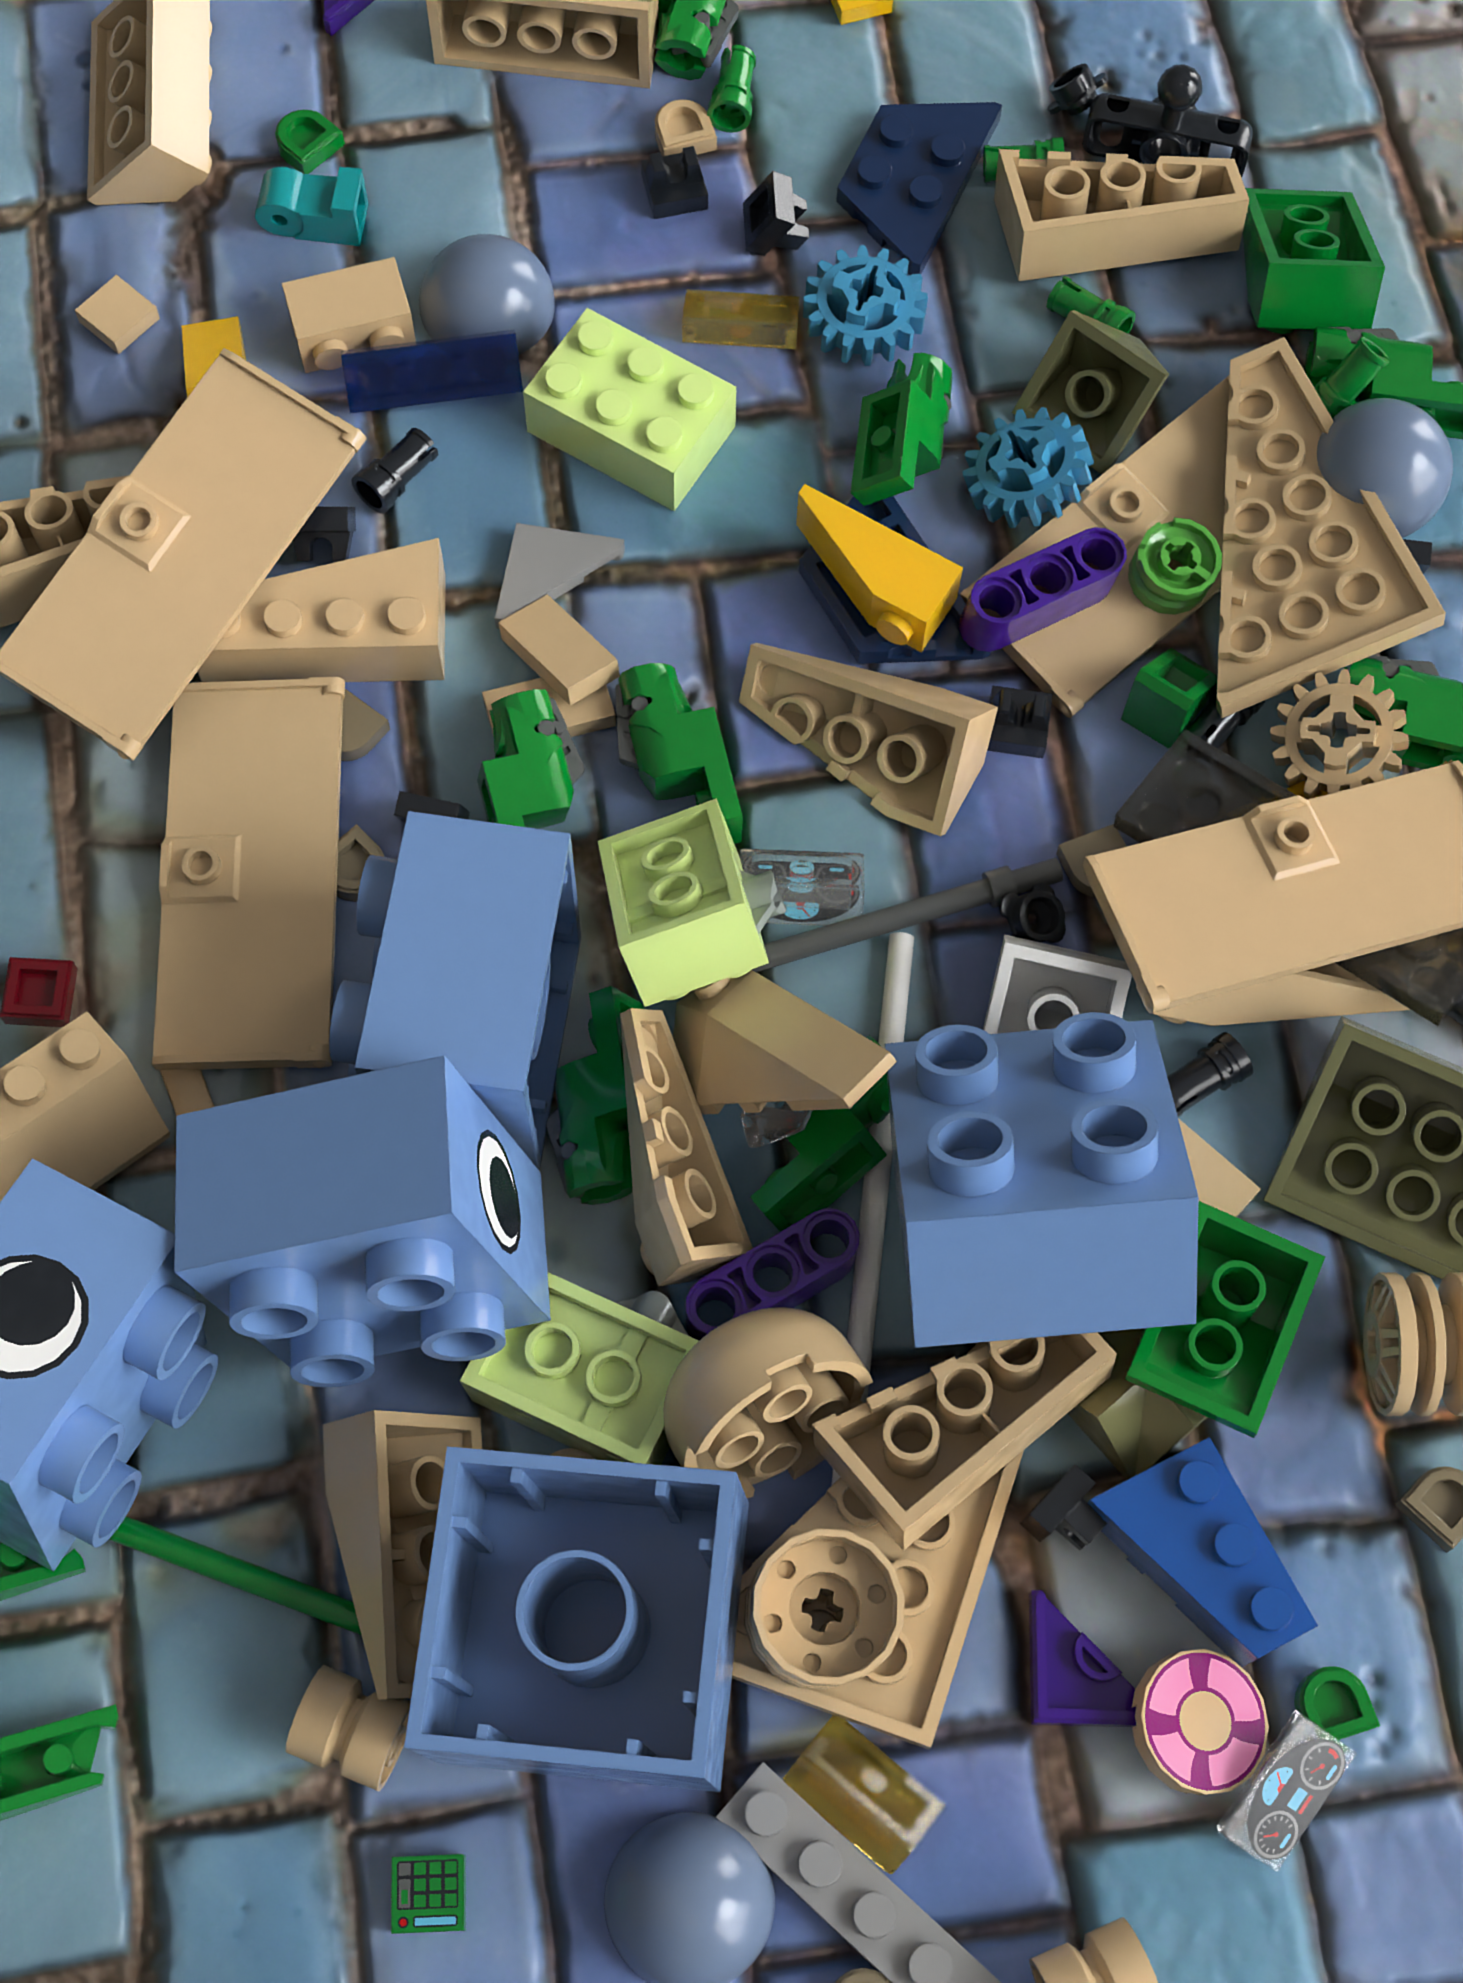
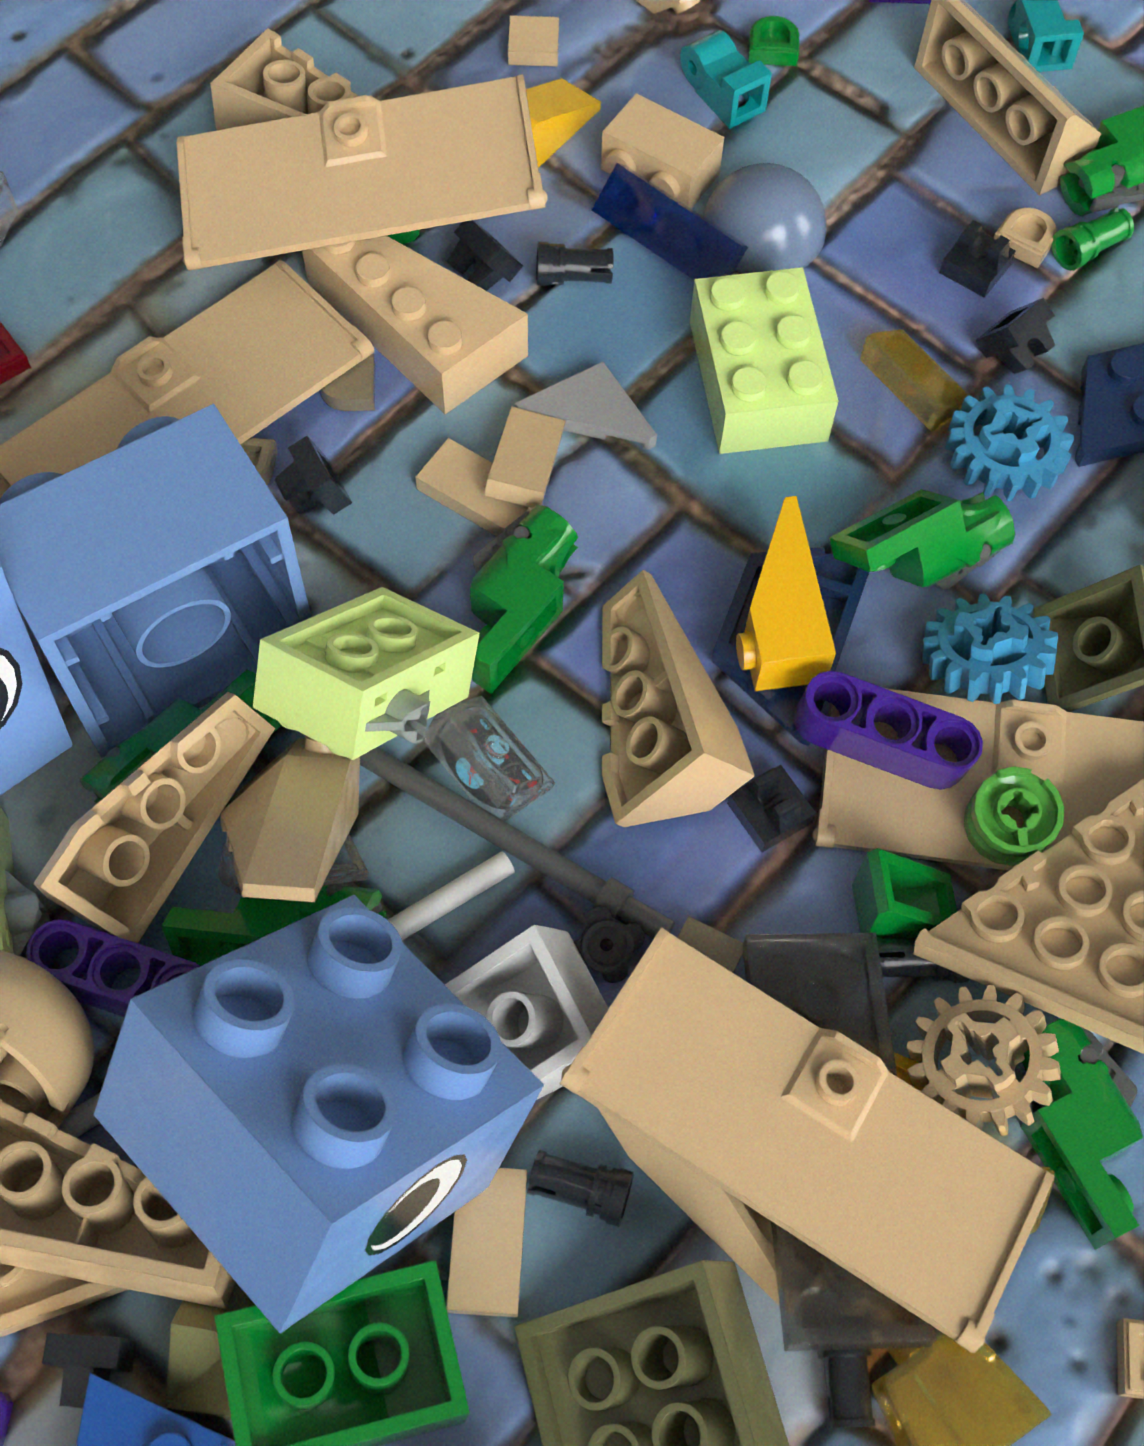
camera: 50 degrees right, 5 degrees down
(532, 765) = (391, 513): green plate -> none

